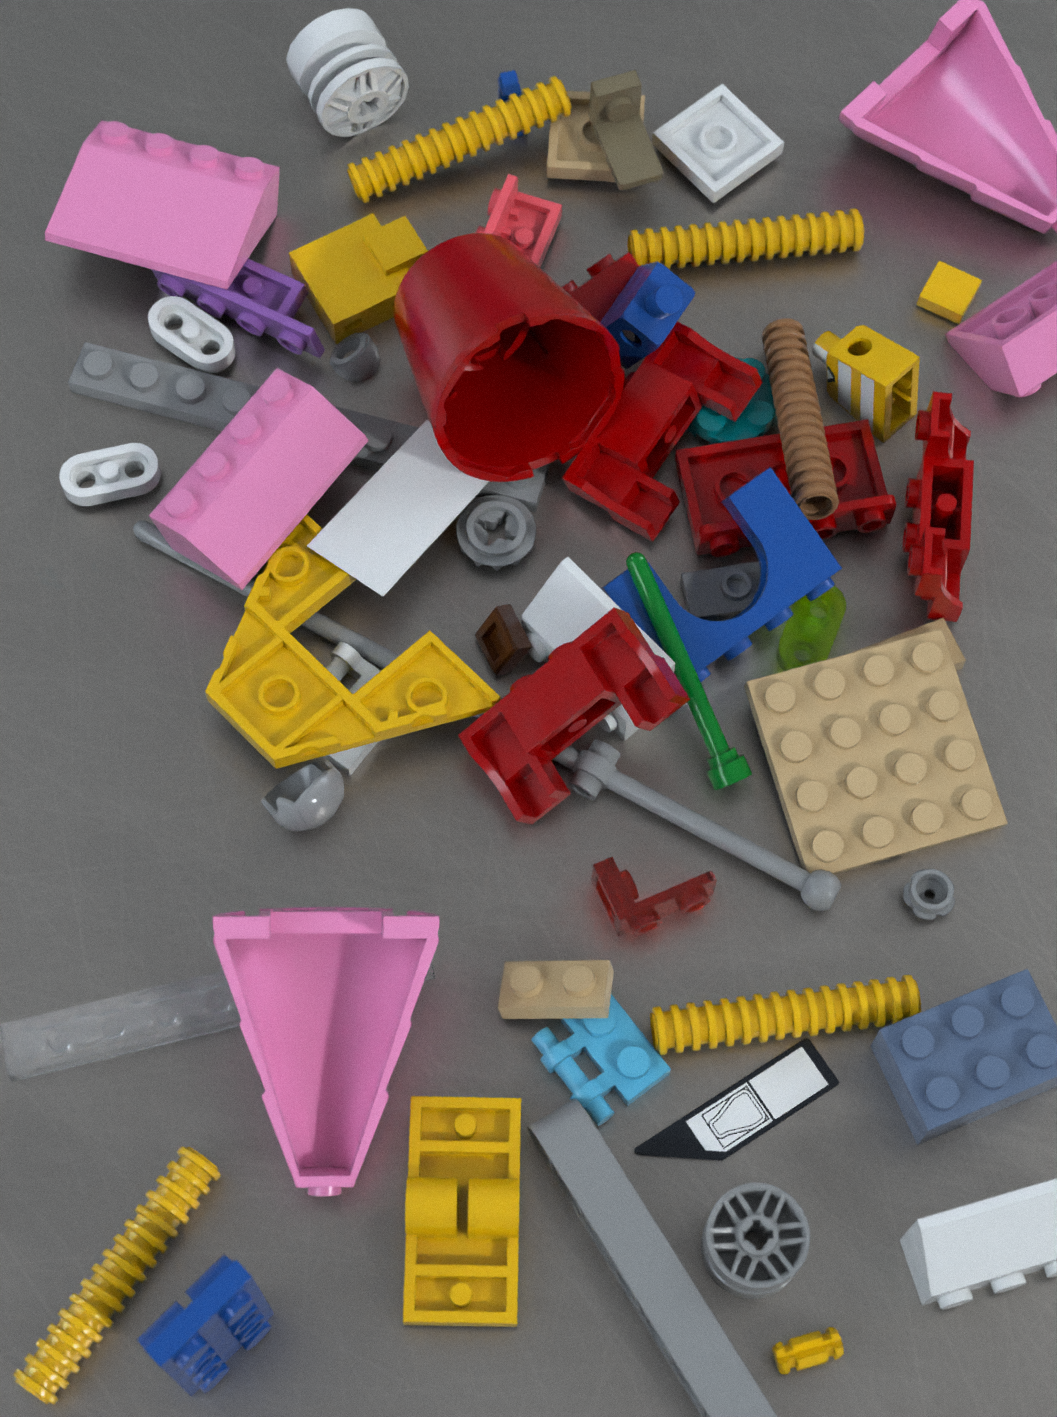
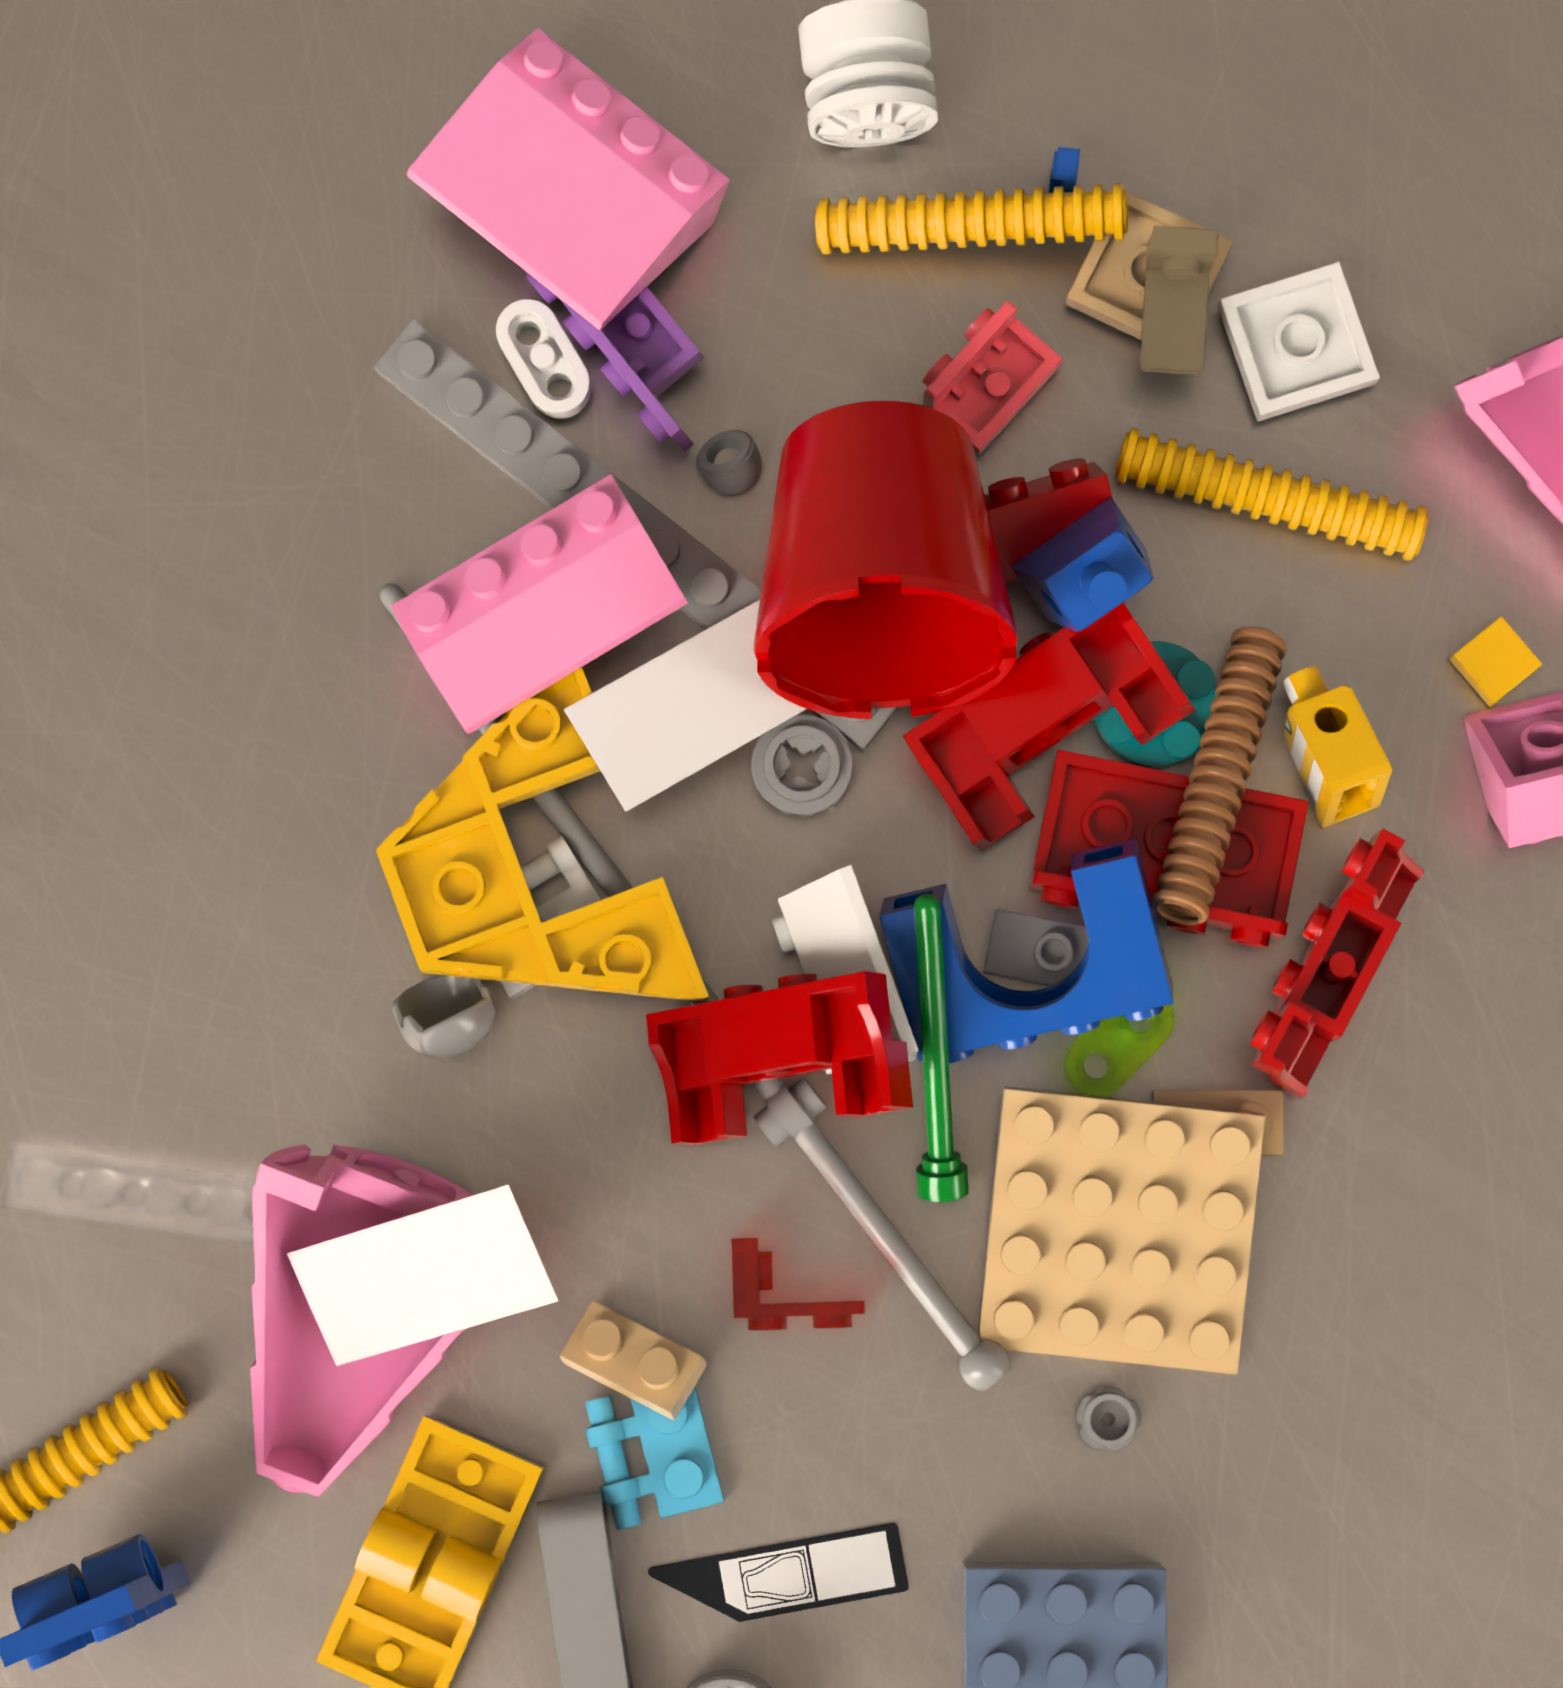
camera: 30 degrees right, 15 degrees up
(111, 472) = (380, 509): white plate -> none
(357, 273) = (778, 355): yellow piece -> none
(372, 960) = (423, 1276): none -> white sticker
(503, 640) = (749, 911): reddish brown tile -> none
(784, 1014) = (879, 1494): yellow piece -> none

